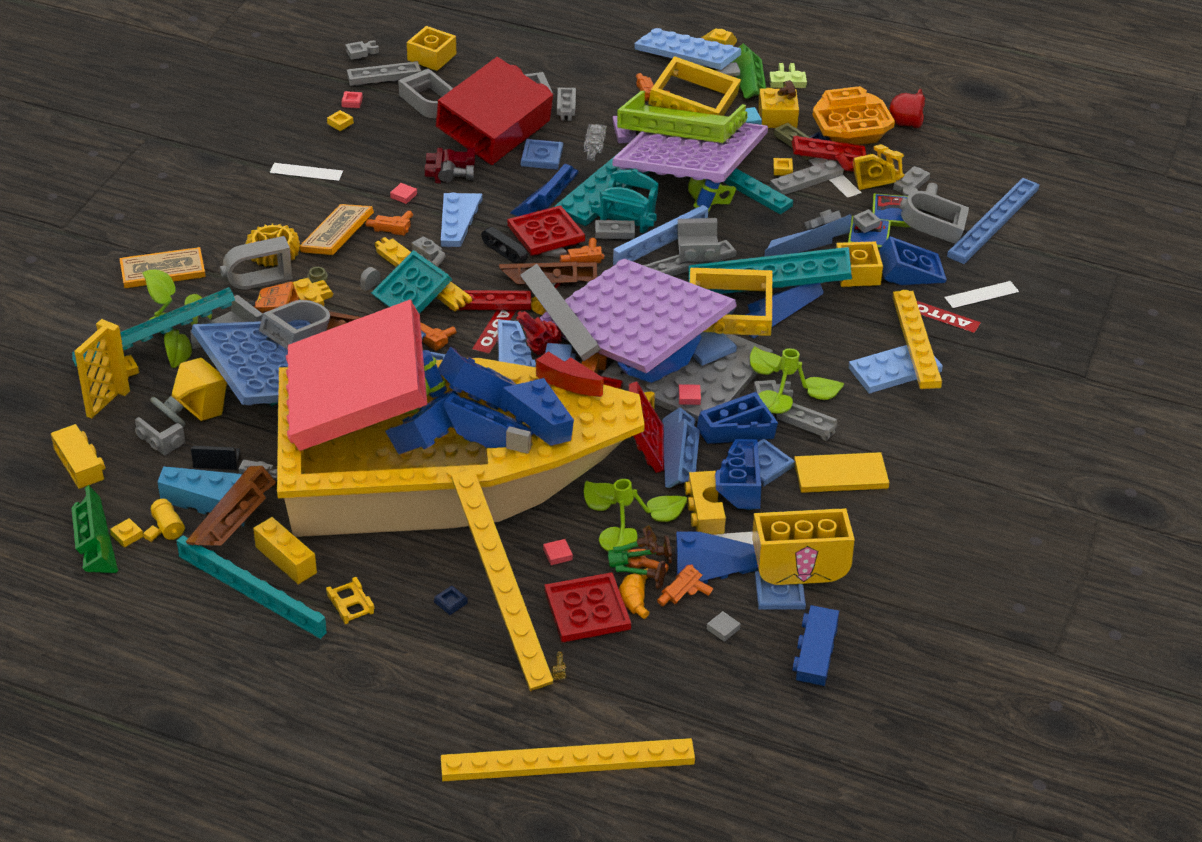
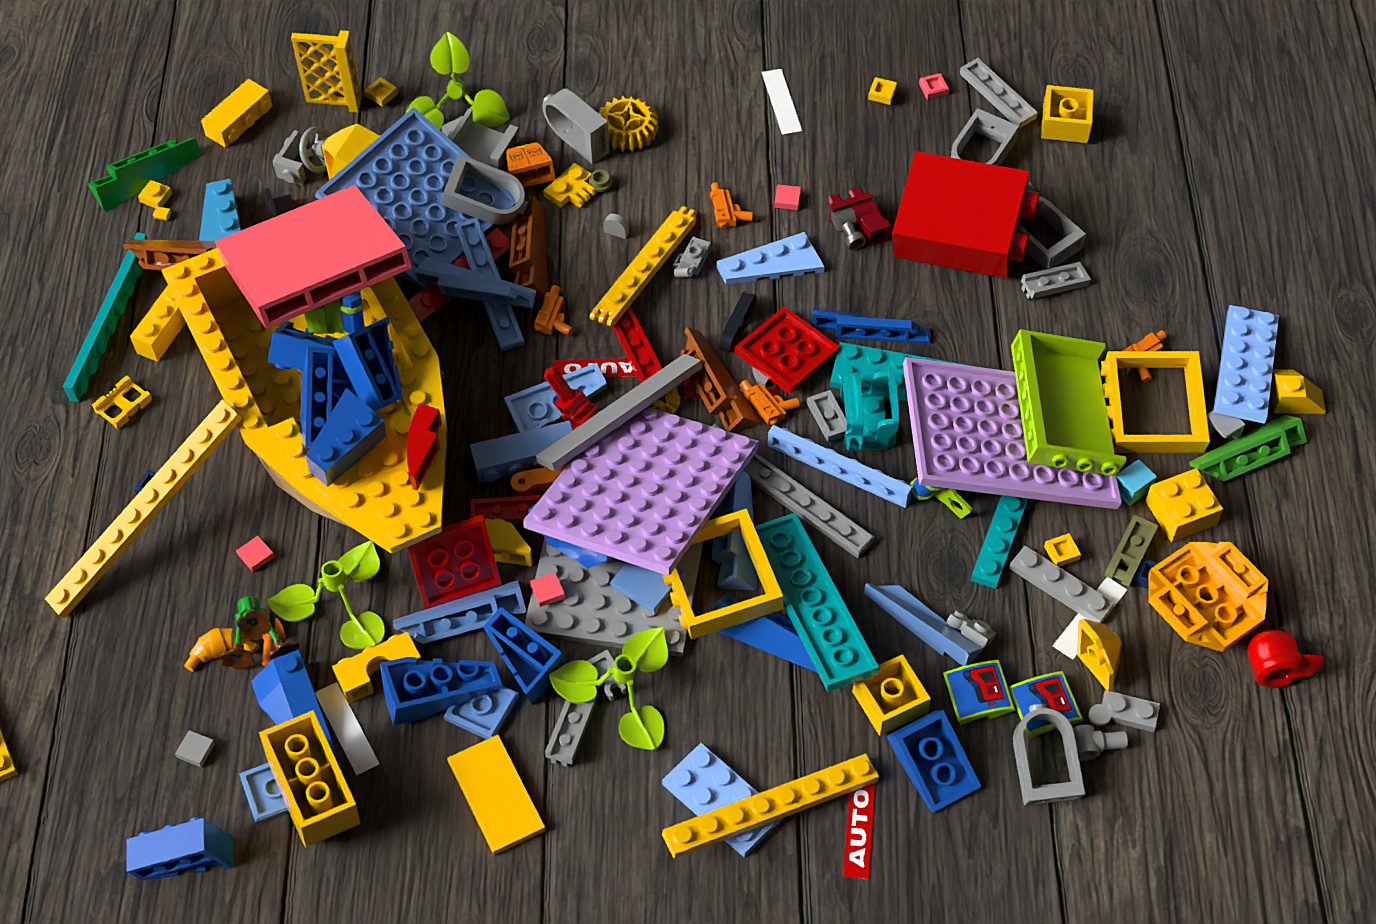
camera: 70 degrees right, 15 degrees up
(167, 519) = (177, 215): yellow piece -> none
(178, 264) = (551, 54): tile -> none
(180, 315) = (426, 84): teal plate -> none
(336, 229) = (684, 164): tile -> none
(359, 49) = (1030, 53): light grey plate -> none
(414, 280) = (605, 264): teal plate -> none
(518, 439) = (294, 436): light grey tile -> none
(542, 154) = (940, 295): medium blue tile -> none
(558, 670) = (80, 617): clear yellow hand -> none
(587, 607) = (176, 609): red plate -> none
(594, 140) = (994, 336): clear hinge -> none
(685, 582) = (241, 687): orange piece -> none
(698, 240) = (841, 508): light grey panel -> none
(778, 77) = (1270, 497): yellowish green hinge -> none
(788, 90) = (1194, 498): reddish brown tile -> none
(825, 149) = (1121, 590): red plate -> none
(844, 162) = (1111, 621): red arm -> none
(866, 221) = (980, 677): light grey plate -> none
(890, 155) = (1133, 667): yellow piece -> none
(981, 294) = (930, 865): white sticker -> none
(993, 221) = (1102, 838): medium blue tile -> none

